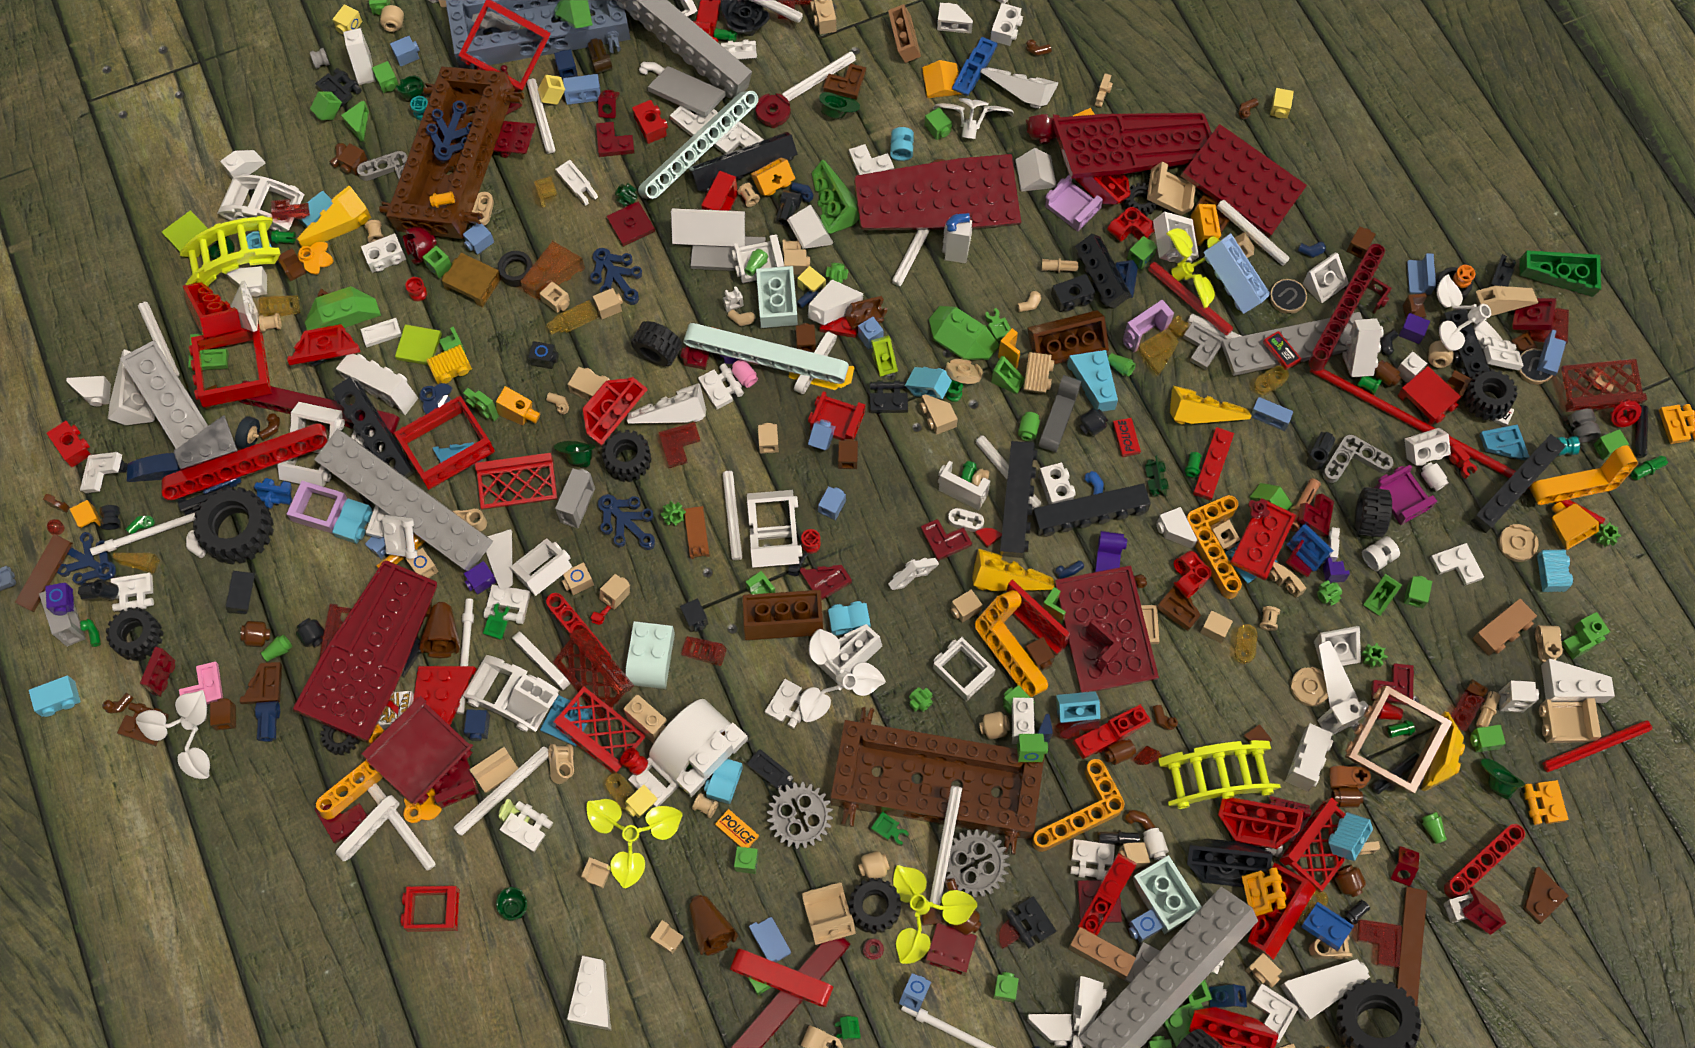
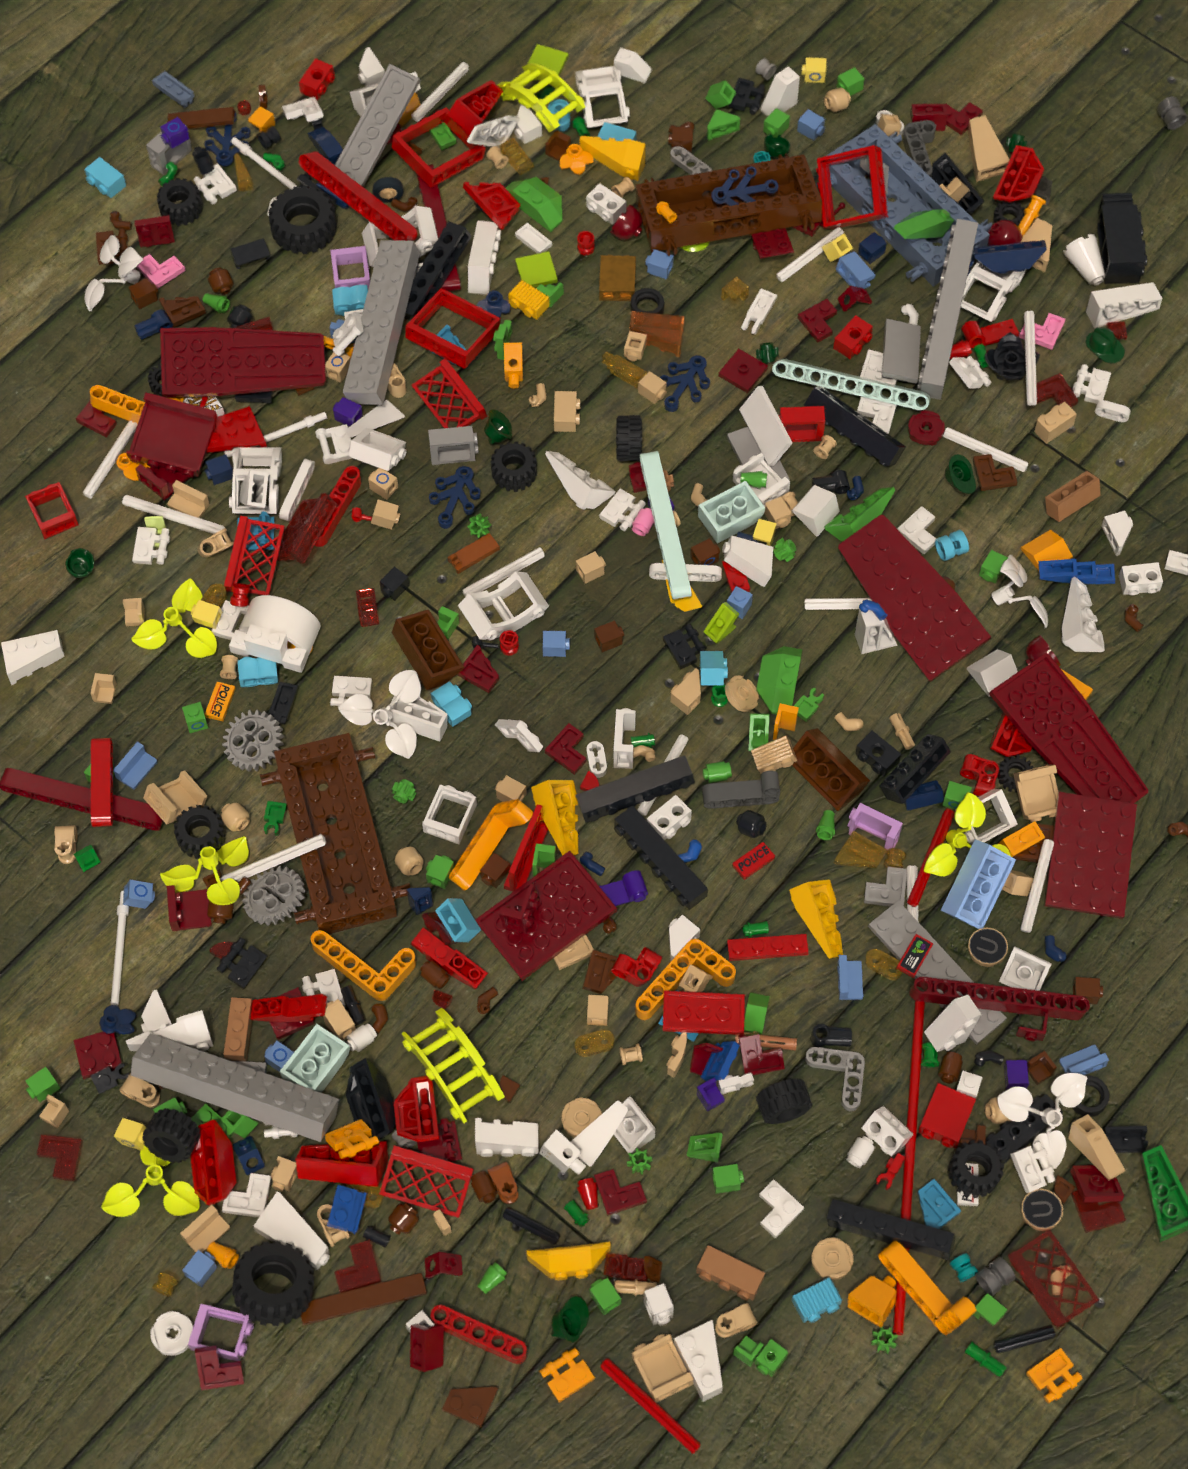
camera: 65 degrees right, 5 degrees down
(207, 445) = (358, 165): wedge -> none
(274, 494) = (345, 232): blue hips -> none
(283, 210) = (601, 114): clear red plate -> none
(367, 828) = (96, 434): white beam -> none
(437, 262) = (618, 243): bright green brick -> none
(440, 634) = (284, 405): reddish brown cone -> none
(485, 209) = (690, 253): tan plate -> none
(496, 624) = (312, 442): green plate -> none
(543, 355) = (575, 362): black brick -> none
(600, 60) = (893, 272): dark brown piece -> none
(610, 407) = (548, 432): red wedge -> none
(645, 718) = (276, 582): tan panel -> none
(650, 654) = (341, 566): light aqua brick -> none
(675, 439) = (547, 497): clear red plate -> none
(710, 926) = (124, 714): reddish brown cone -> none
(733, 300) = (709, 480): white plate -> none
(765, 175) = (862, 456): light orange brick -> none
(821, 434) = (614, 606): medium blue brick -> none
(841, 415) = (640, 612): red panel -> none
(863, 310) = (762, 591): reddish brown hinge -> none
(873, 942) = (163, 844): dark red plate -> none
(1006, 987) = (174, 964): bright green brick -> none
(1022, 717) = (416, 873): white brick -> none
(1031, 747) = (390, 886): bright green brick -> none
(1072, 203) = (976, 716): lavender panel -> none
(1095, 378) = (797, 808): medium azure wedge -> none
(1105, 87) = (1119, 692): tan plate -> none
(1156, 469) = (731, 899): dark green hinge -> none
(1254, 512) = (728, 998): dark red plate -> none
(1329, 592) = (683, 1097): bright green gear -> none
(1350, 836) = (441, 1197): medium azure brick -> none
(1381, 553) = (742, 1125): white wheel -> none
(1407, 495) = (826, 1131): magenta panel -> none
(1425, 757) = (556, 1237): window -> none
(1464, 271) = (1098, 1091): orange wheel -> none
(1551, 354) = (1059, 1215): medium blue panel -> none
(1633, 413) = (1025, 1314): red gear -> none

